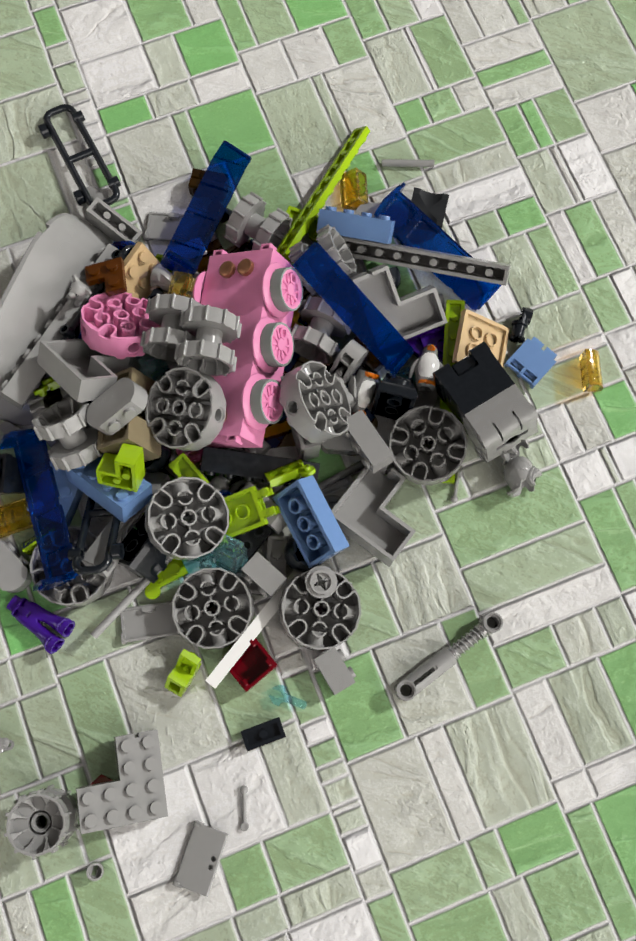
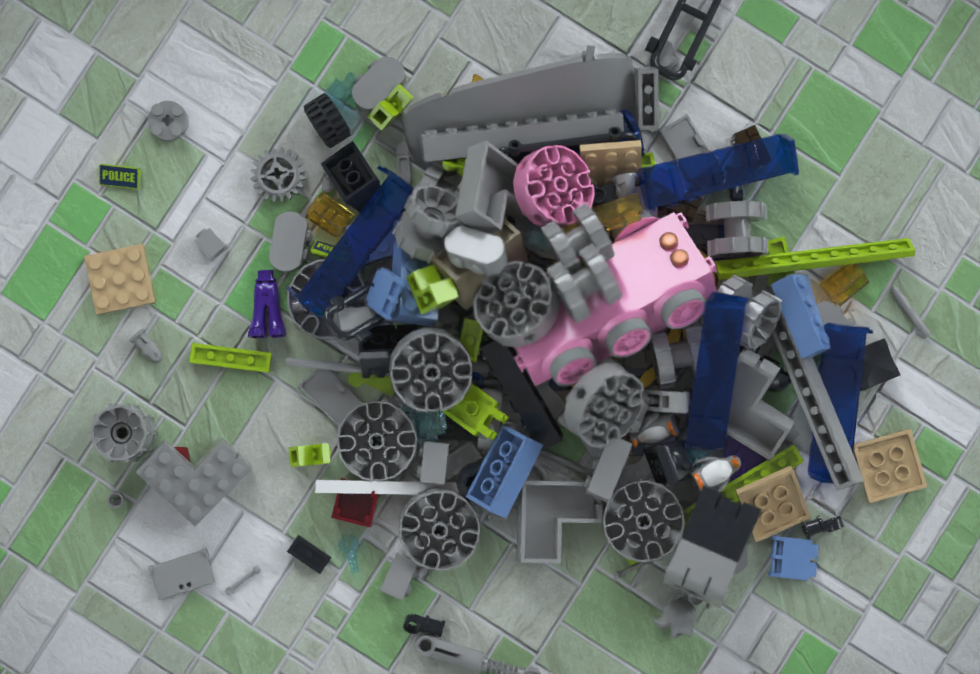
camera: 60 degrees right, 10 degrees up
(56, 682) = (230, 357): none -> lime plate
(78, 291) = (556, 131): light grey animal -> none
(97, 509) = (385, 293): none -> medium blue plate
(110, 272) = (594, 142): reddish brown plate -> none
(288, 472) = (533, 422): lime hinge -> none
(329, 586) = (463, 524): light grey gear -> none
(388, 678) = (424, 624): none -> black connector
(513, 246) = (889, 465): none -> tan plate
(591, 370) = (823, 617): clear yellow brick -> none

